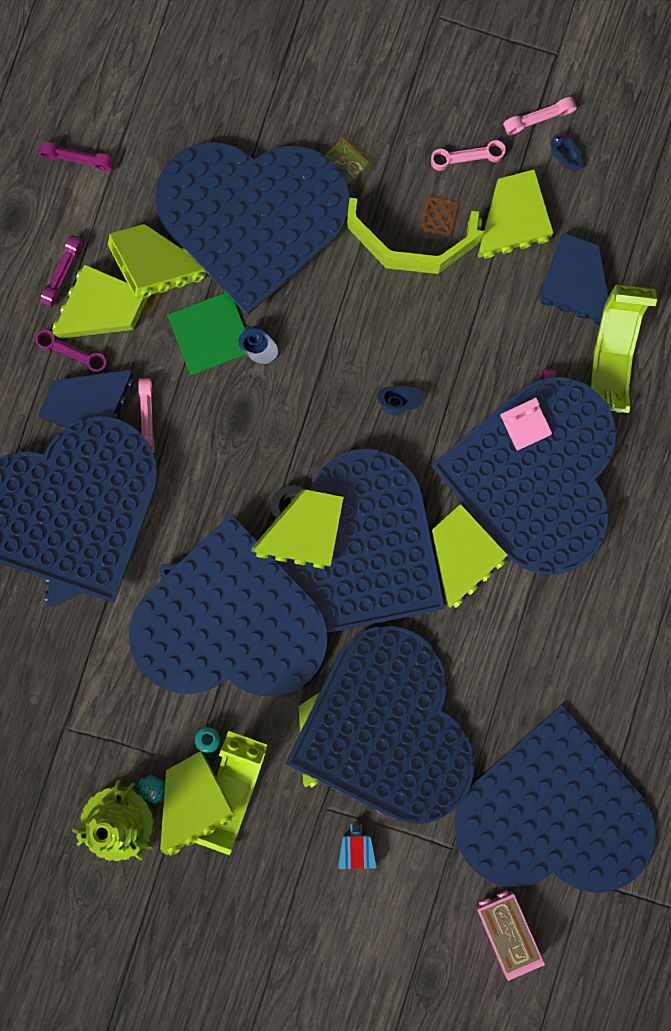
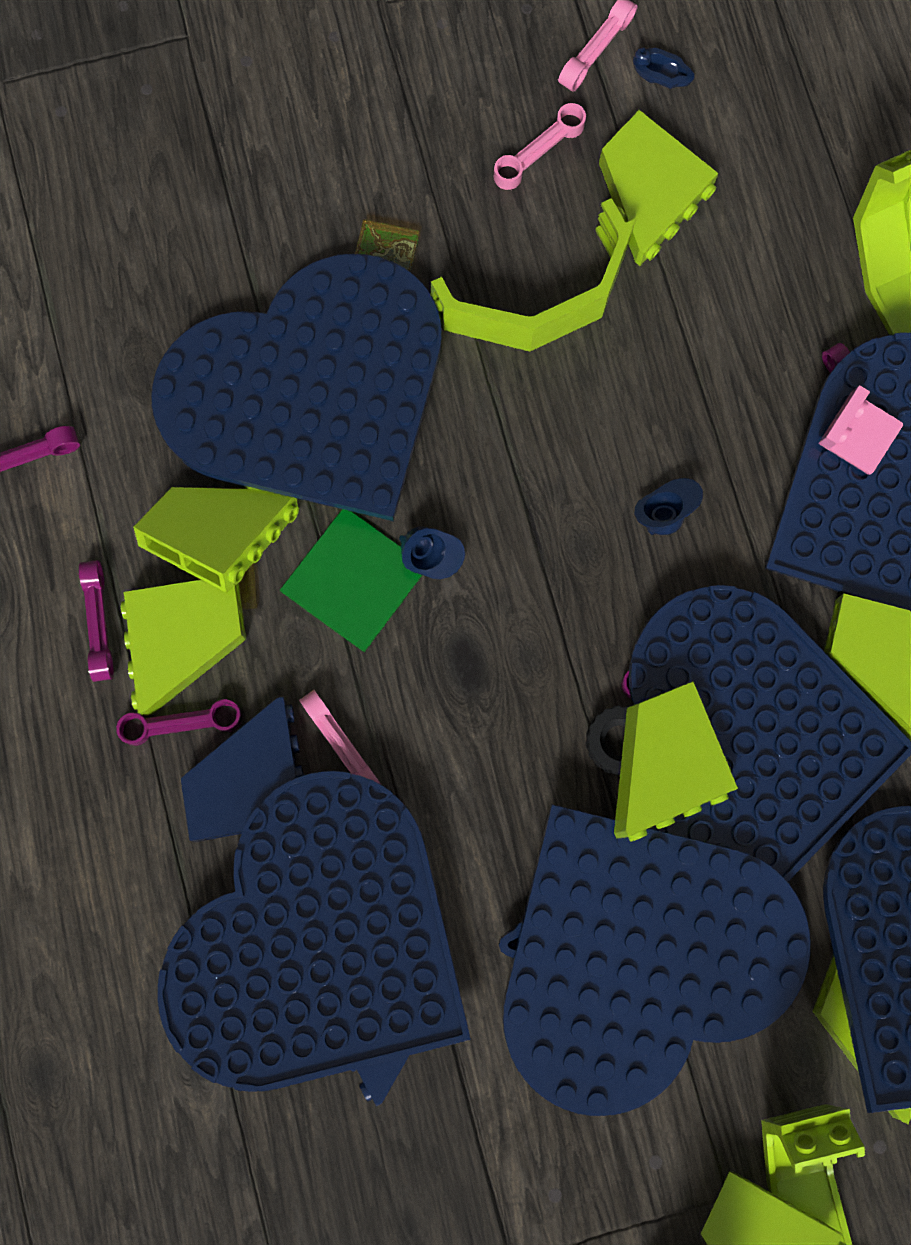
camera: 35 degrees left, 5 degrees down
(207, 740) = (727, 1149): teal head -> none
(434, 208) = (573, 238): clear orange window -> none
(576, 279) = (786, 216): dark blue slope -> none

